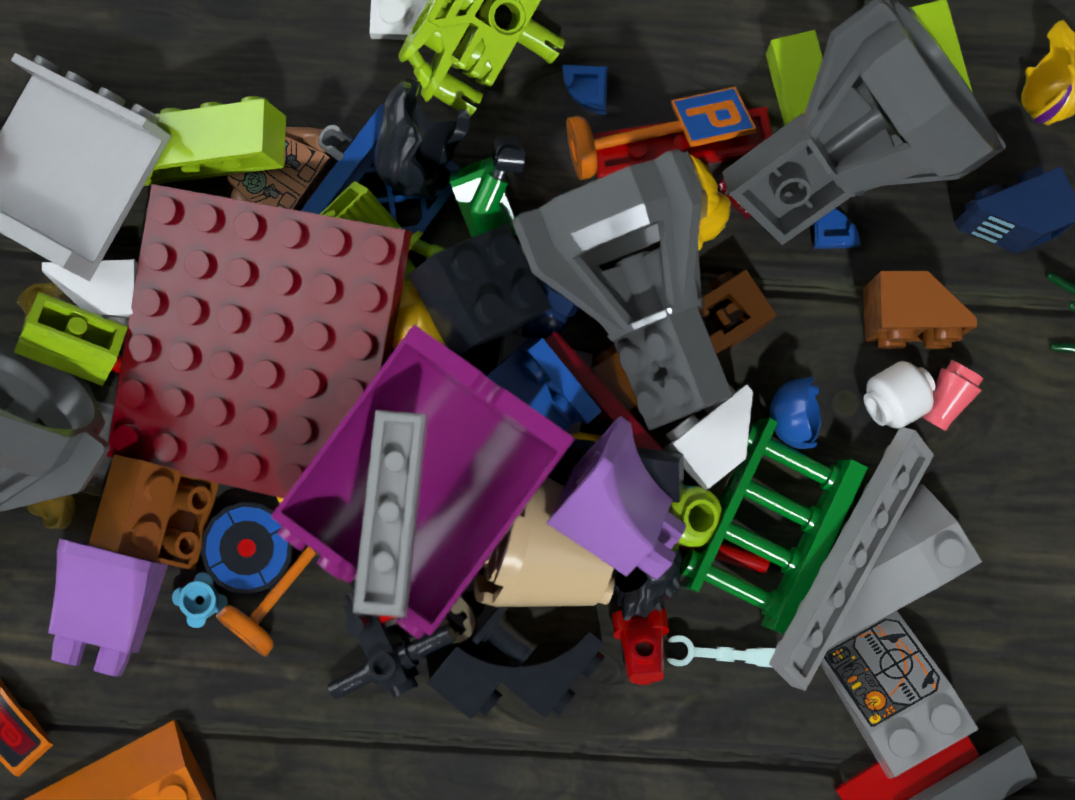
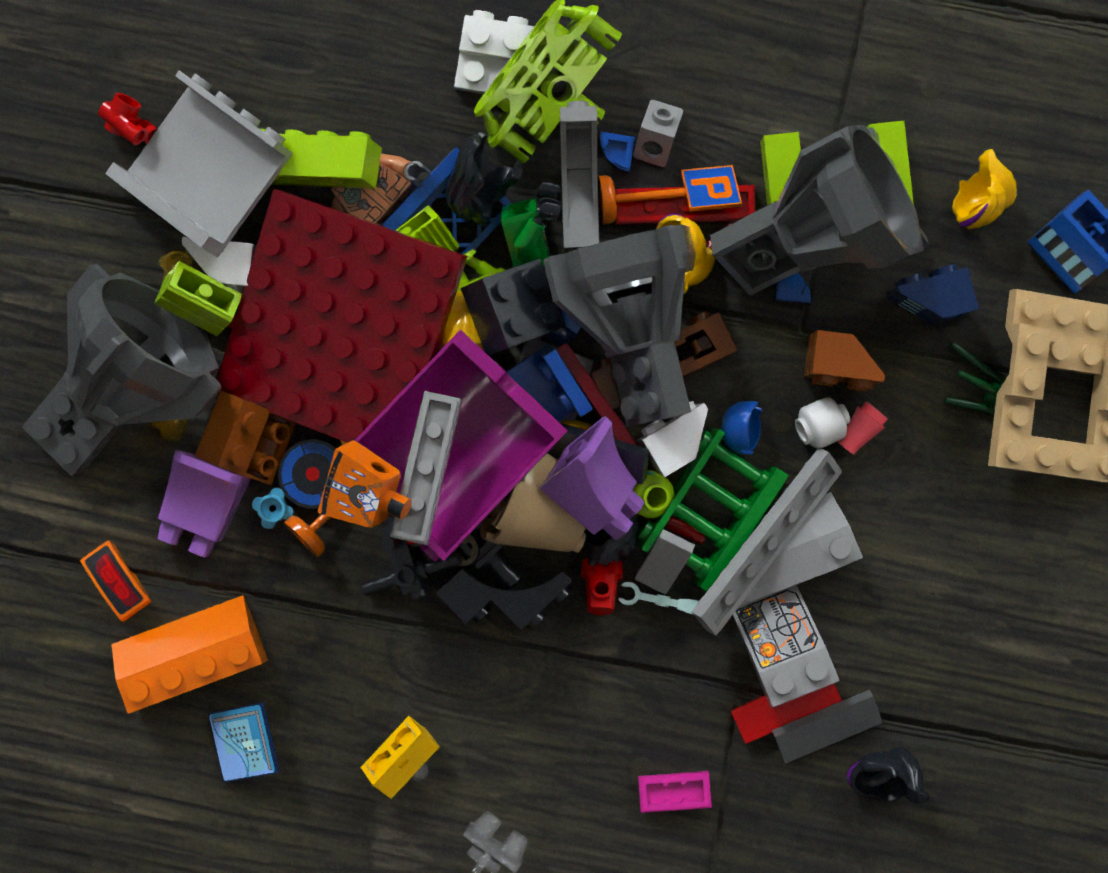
camera: 10 degrees right, 5 degrees up
(307, 551) = (362, 488): none -> orange torso
(542, 108) = (579, 175): none -> light grey arch
(638, 47) = (658, 126): none -> light grey bracket
(722, 602) = (664, 561): none -> light grey tile

